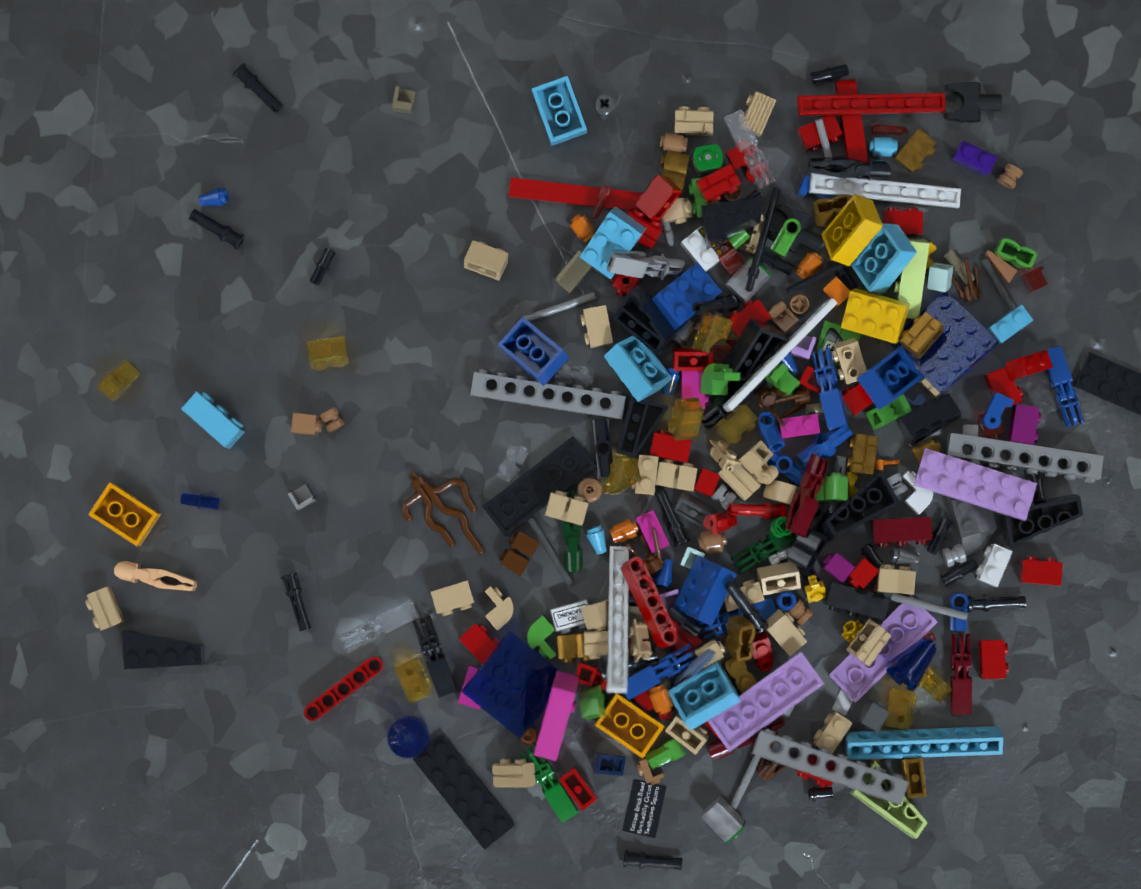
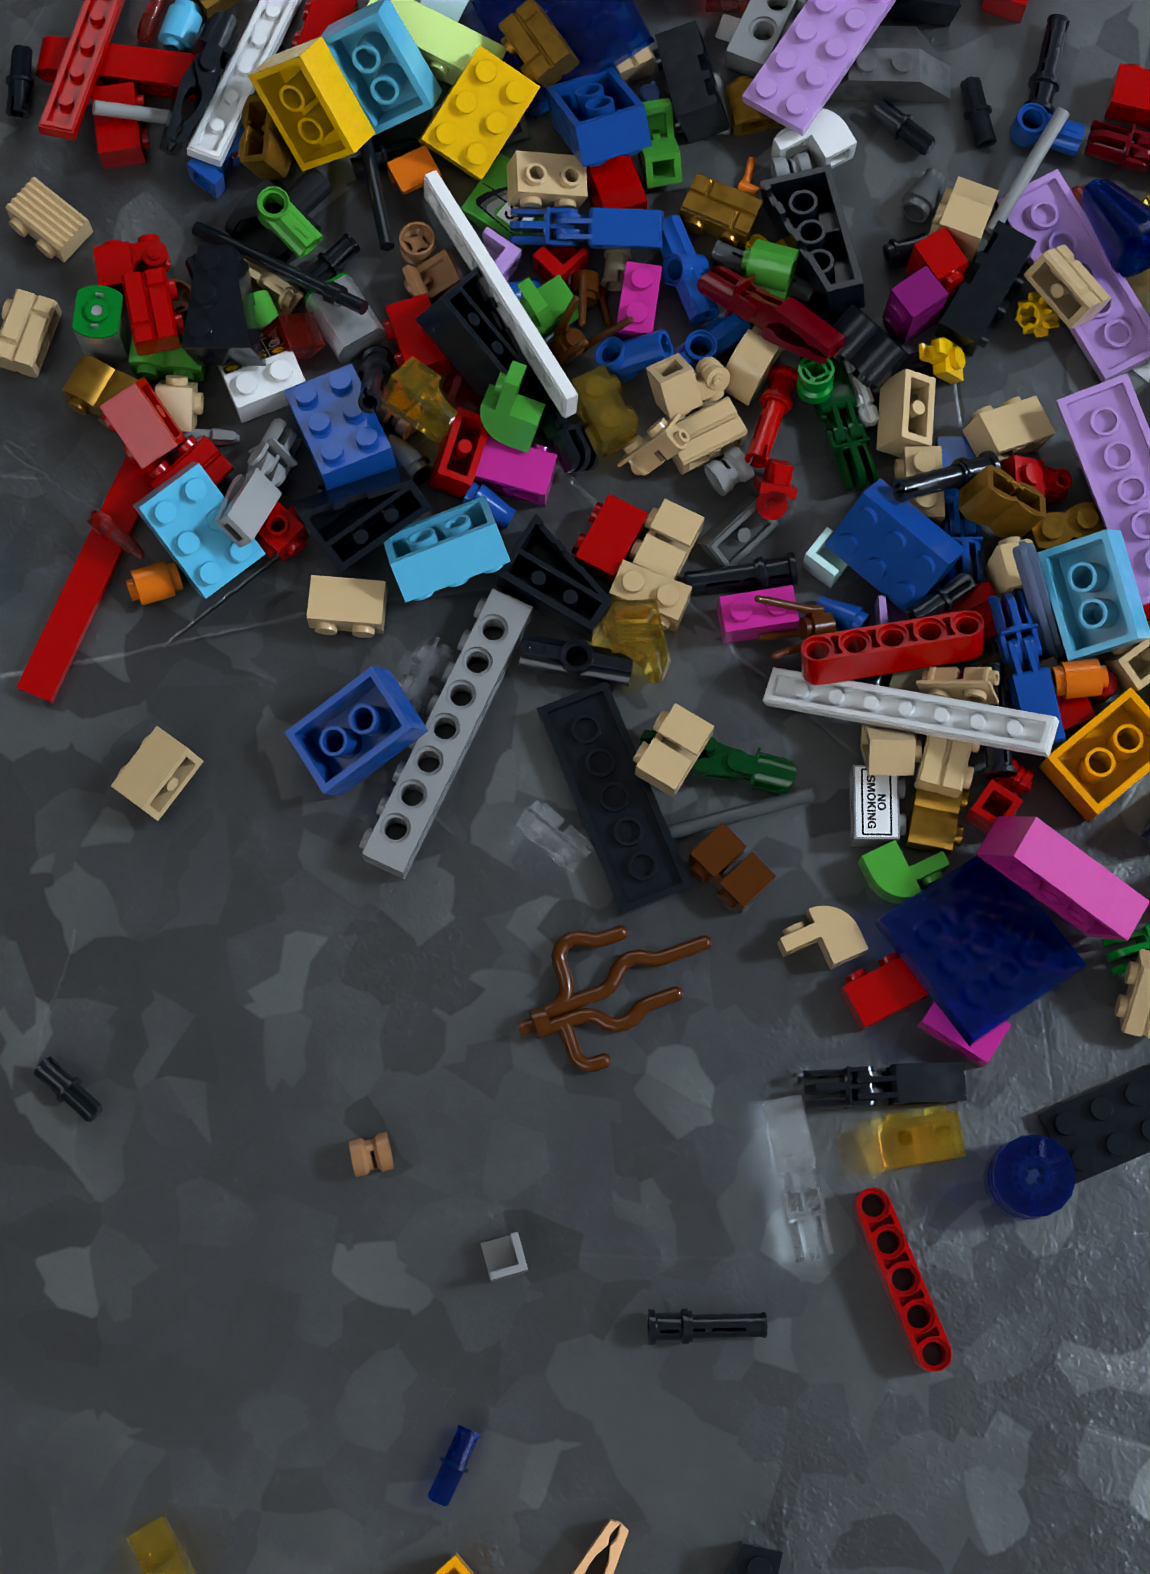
camera: 75 degrees left, 10 degrees down
(213, 419) = (299, 1387): medium azure brick -> none
(306, 424) = (365, 1203): medium nougat brick -> none
(327, 353) = (239, 1125): clear yellow brick -> none
(453, 597) = (781, 1017): tan brick -> none
(530, 736) = (1085, 946): dark orange plate -> none
(560, 307) = (289, 664): light grey bar -> none
(573, 273) = (232, 623): dark tan panel -> none
(592, 702) = (1054, 804): bright green brick -> none
(595, 484) = (640, 714): medium nougat head -> none
(597, 539) = (741, 719): medium azure cone -> none
(624, 531) = (742, 666): orange brick -> none
(674, 142) = (51, 377): medium nougat brick -> none
(686, 418) = (567, 487): clear yellow brick -> none
(706, 482) = (695, 490): red panel -> none
(711, 543) = (807, 514): medium nougat head -> none
(745, 141) = (95, 242): clear arm -> none
(789, 604) = (950, 411): blue cone -> none
(800, 613) = (974, 397): medium nougat wheel -> none
(809, 265) = (352, 208): orange brick -> none
(901, 531) = (878, 184): dark red brick -> none
(954, 555) = (944, 109): light grey wheel -> none
(993, 565) = (981, 48): white brick -> none

